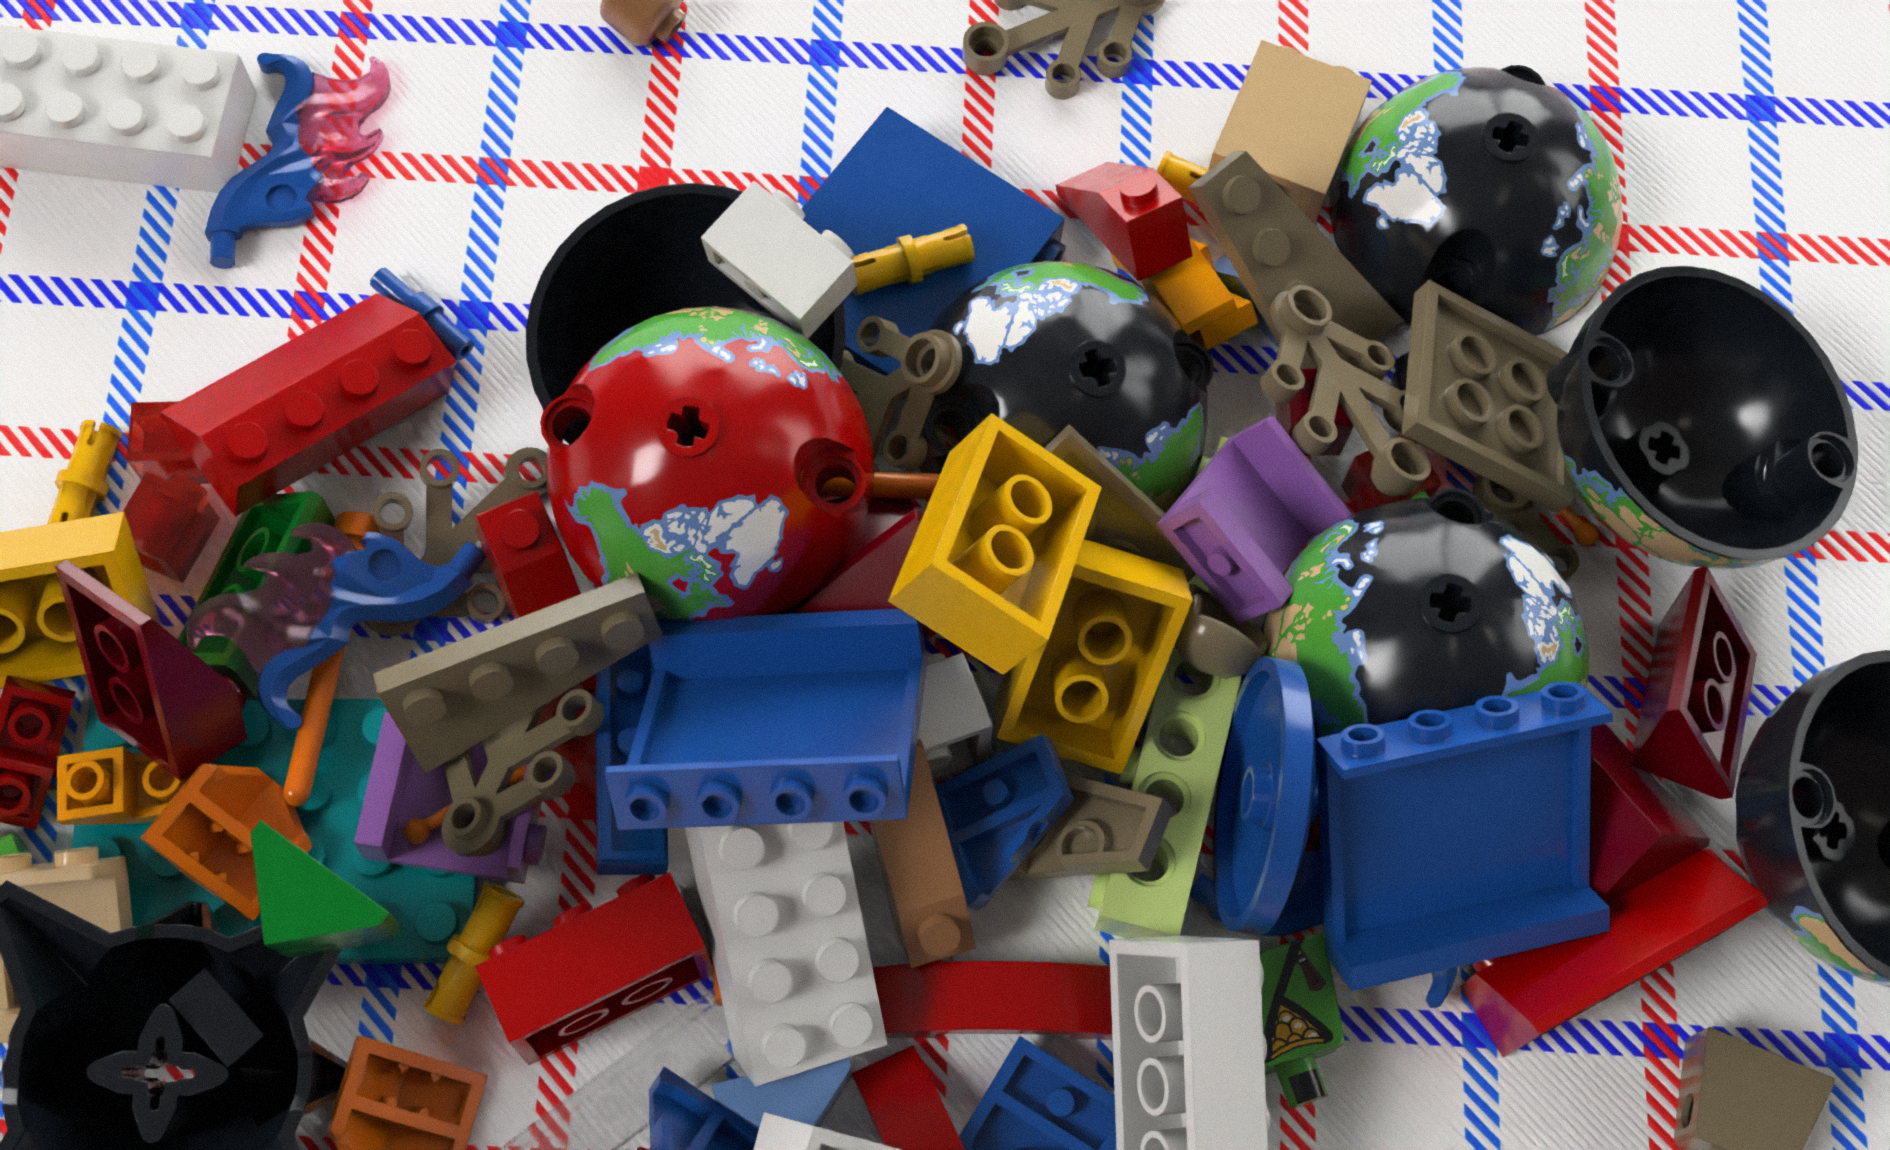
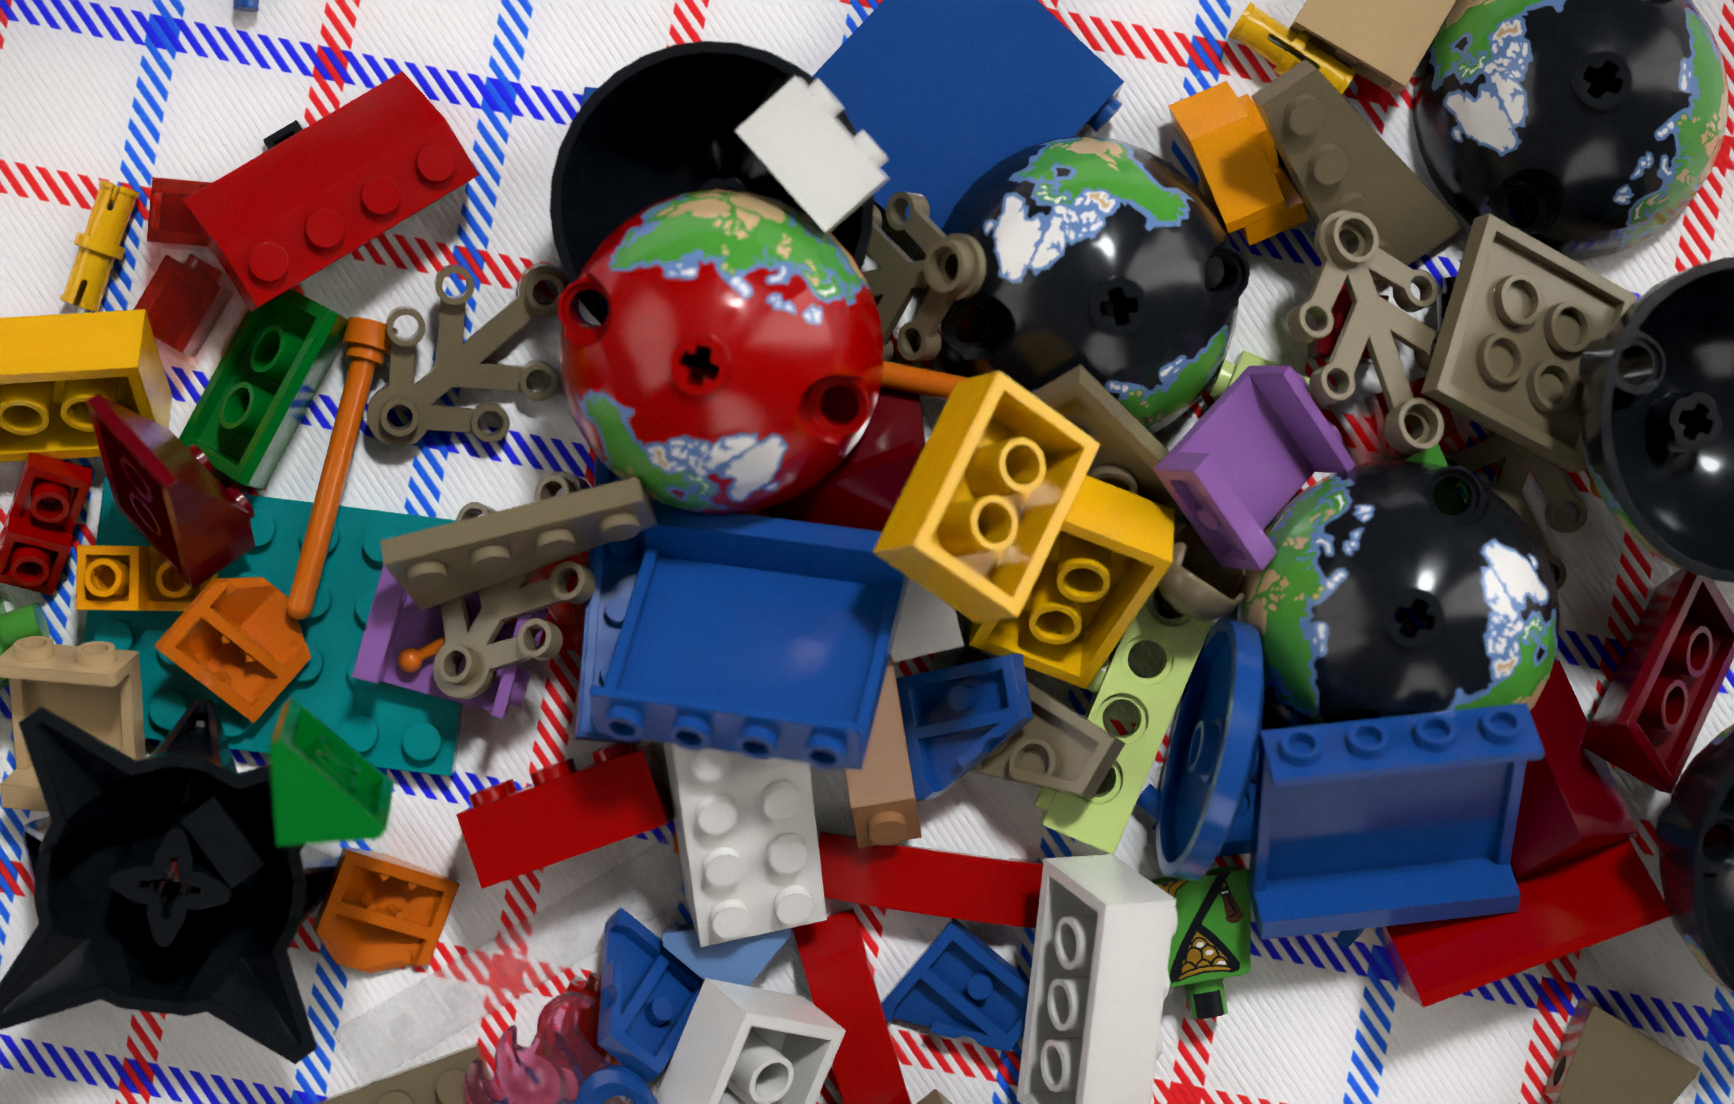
camera: 10 degrees right, 20 degrees up
(318, 596) = (329, 419): piece -> none
(393, 288) = (447, 94): blue bar -> none
(483, 930) = (455, 776): yellow pin -> none
(527, 557) = (539, 412): red slope -> none
(912, 259) = (954, 118): yellow pin -> none
(1132, 215) = (1189, 86): red slope -> none

